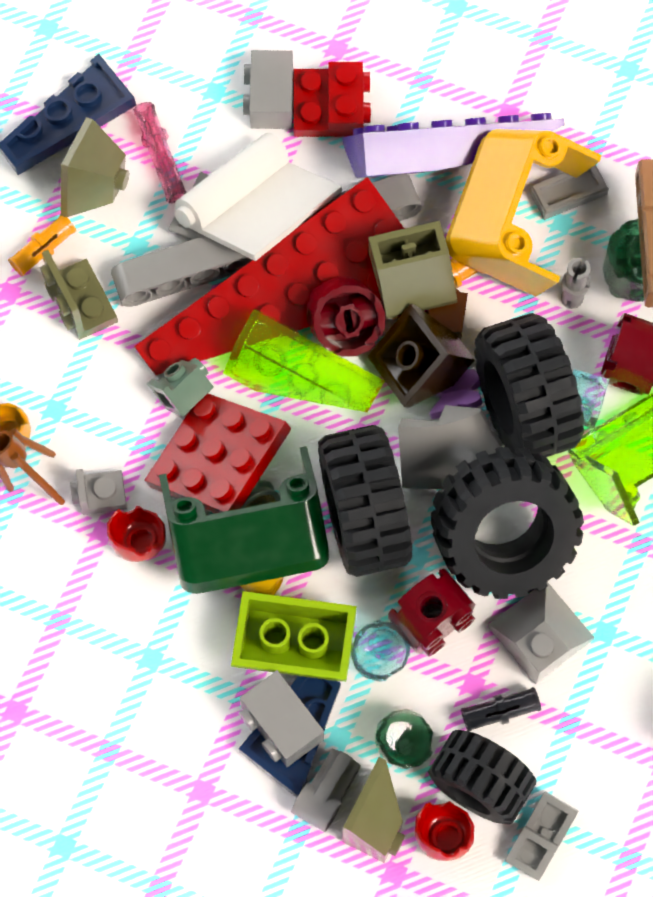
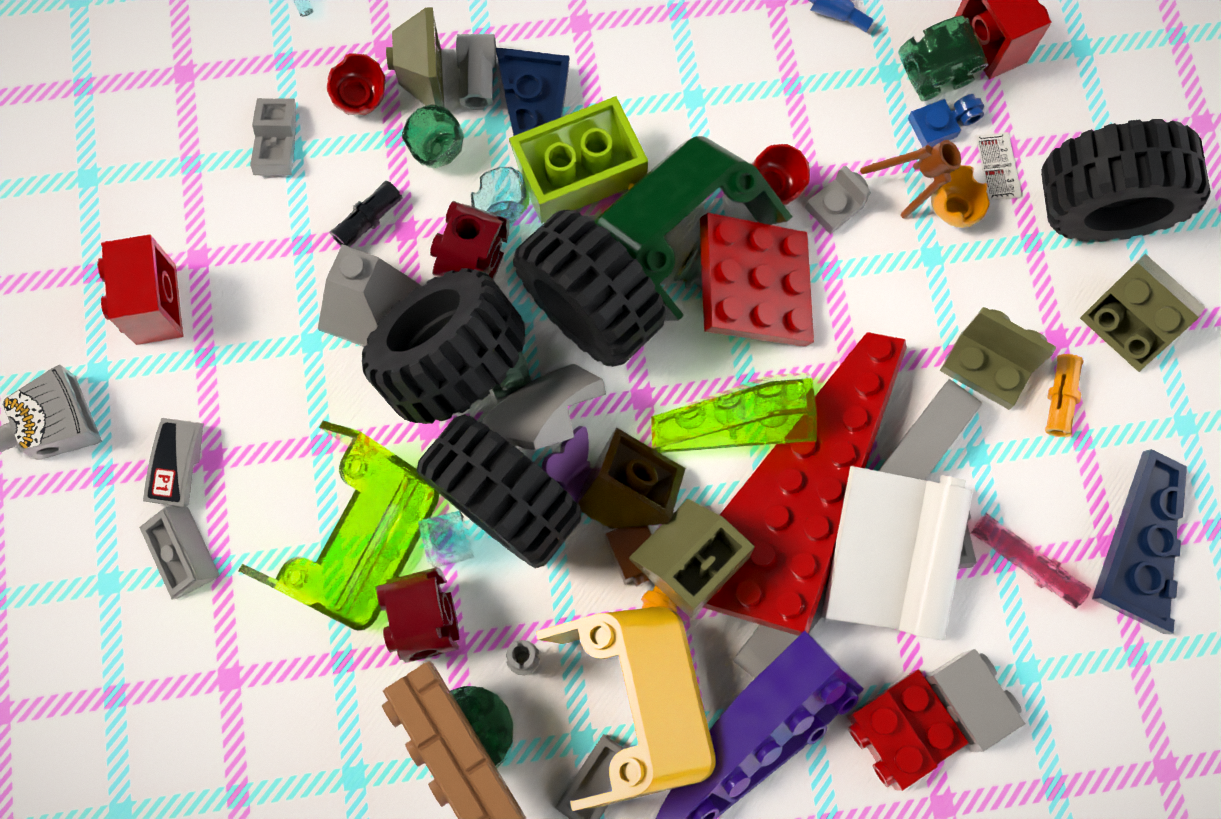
camera: 145 degrees right, 5 degrees up
(91, 171) = (1079, 480): olive slope -> none
(182, 386) = (834, 327): sand green brick -> none
(280, 719) = (544, 82): light grey brick -> none
(345, 316) = (730, 477): dark red brick -> none
(482, 777) = (343, 128): black tyre -> none

